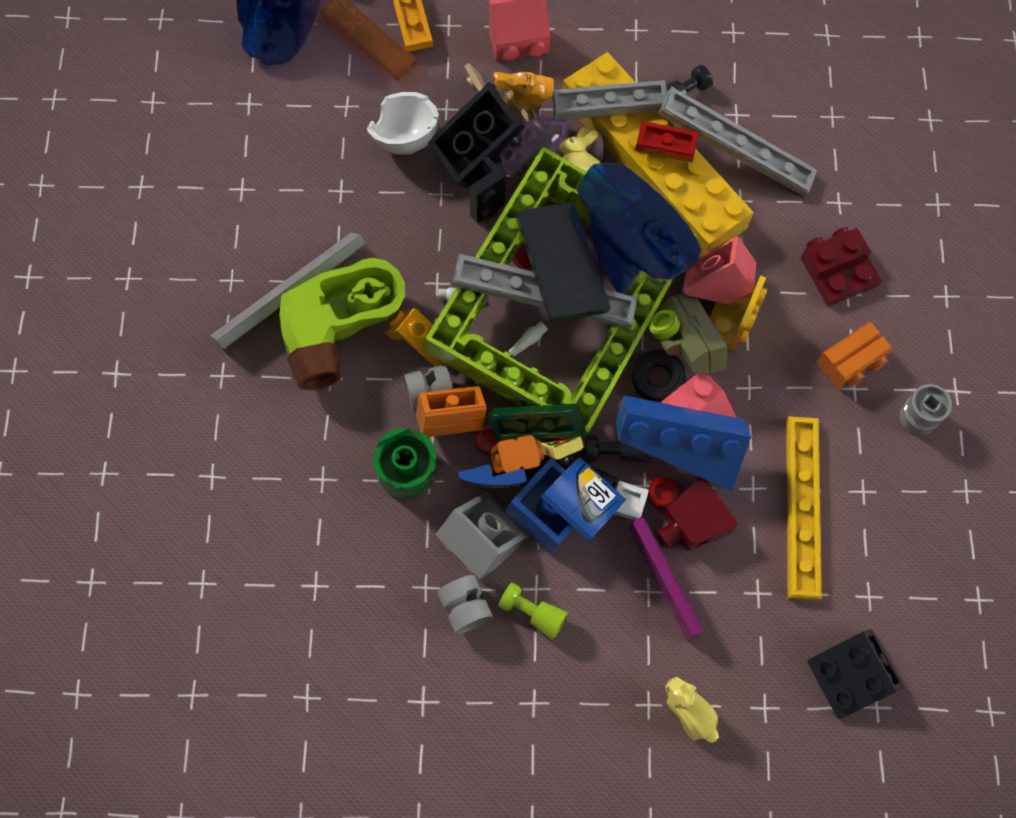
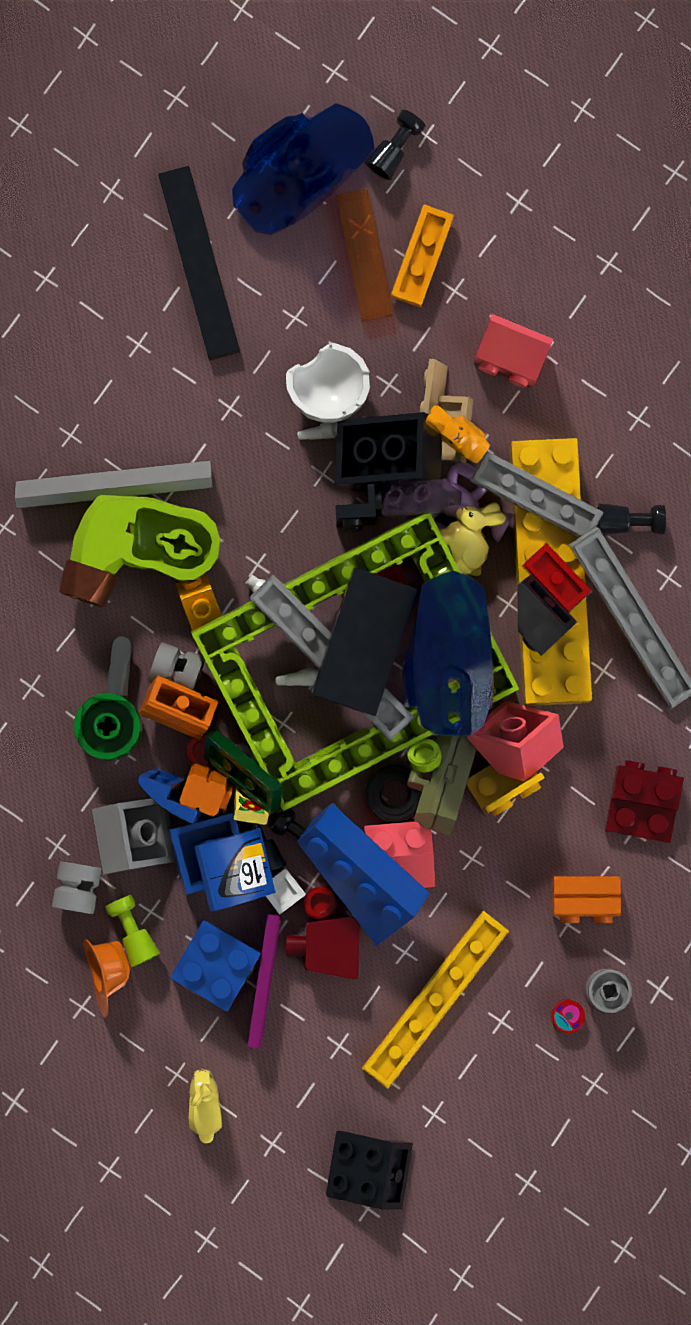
camera: 35 degrees right, 15 degrees up
(251, 109) = (199, 263): none -> black tile
(380, 413) = (119, 667): none -> dark grey bar
(422, 162) = (324, 431): none -> white piece
(535, 656) = (108, 969): none -> orange piece
(619, 591) = (215, 965): none -> blue brick
(678, 169) = (540, 616): none -> black slope
(909, 452) = (568, 1016): none -> tile

